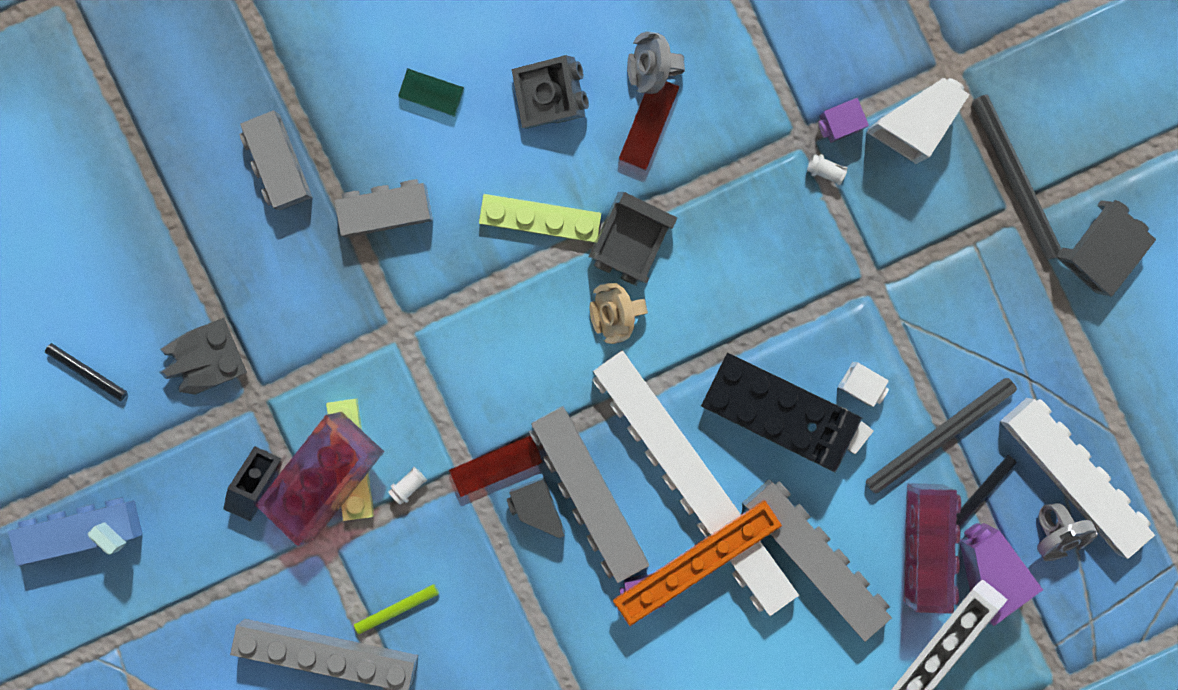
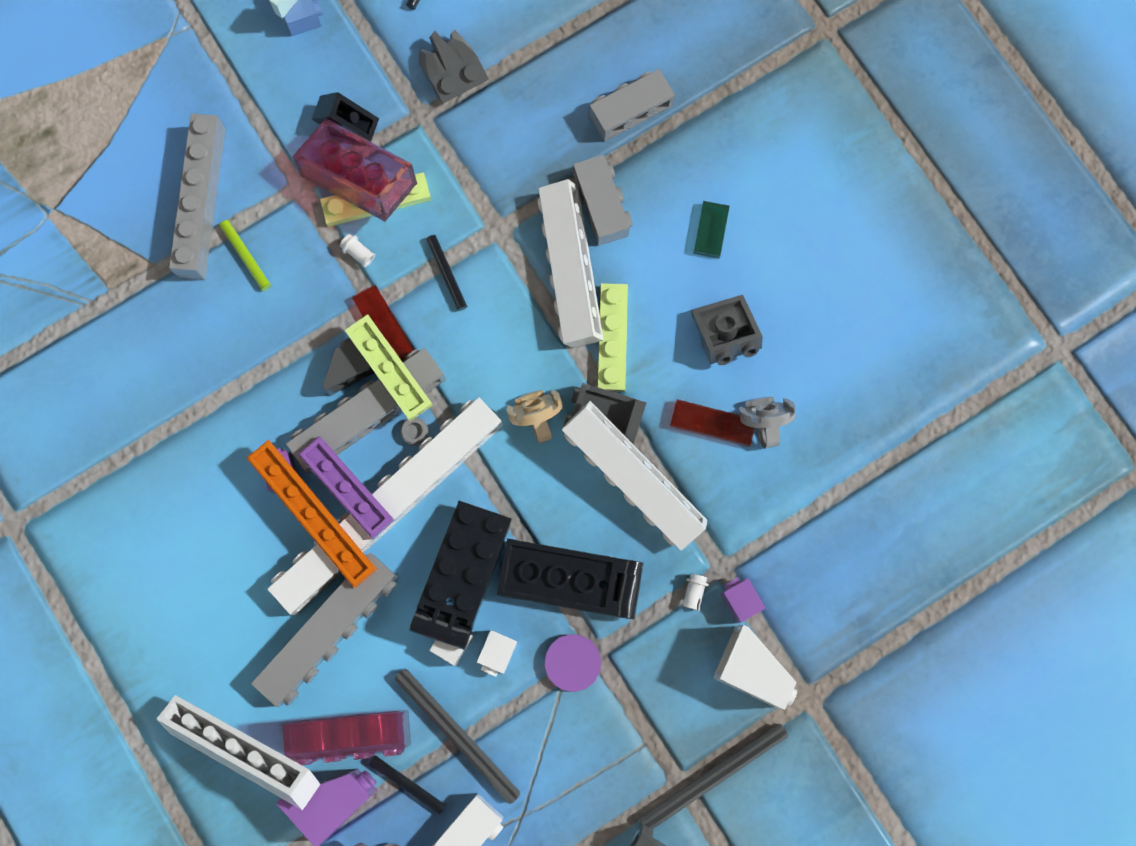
camera: 80 degrees right, 10 degrees down
(444, 390) = (446, 272): none -> black bar
(453, 254) = (570, 264): none -> white brick
(550, 465) = (388, 367): none -> yellowish green plate
(616, 445) = (414, 431): none -> light grey tile
(674, 523) = (346, 487): none -> medium lavender tile
(701, 215) = (635, 476): none -> white brick
(798, 298) = (570, 579): none -> black hinge
(883, 307) = (572, 663): none -> medium lavender tile

